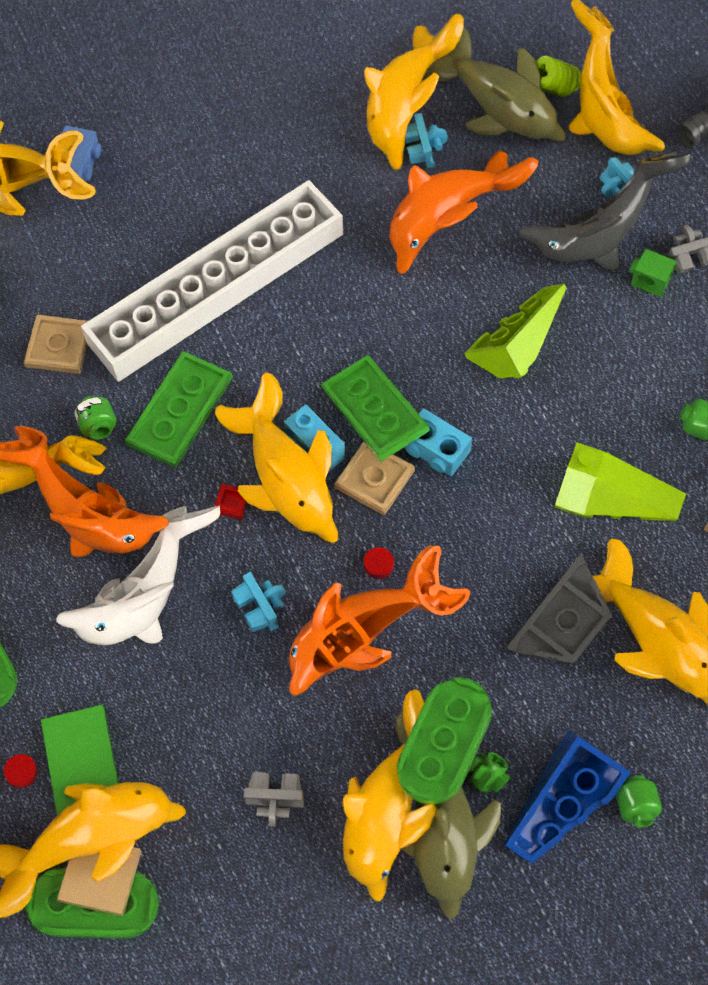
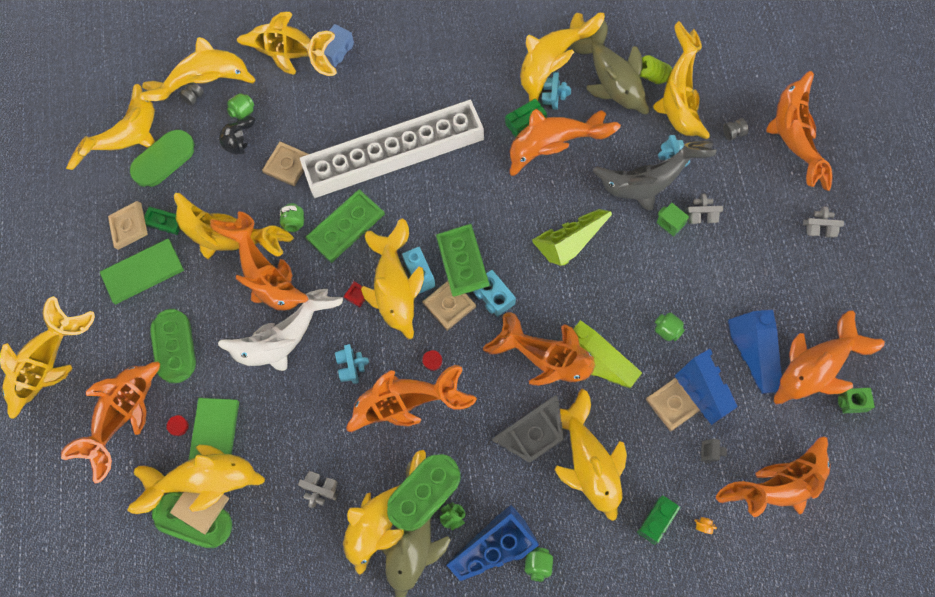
camera: 20 degrees right, 5 degrees up
(389, 189) = (519, 118): none -> green brick
(563, 504) = (557, 359): none -> orange animal

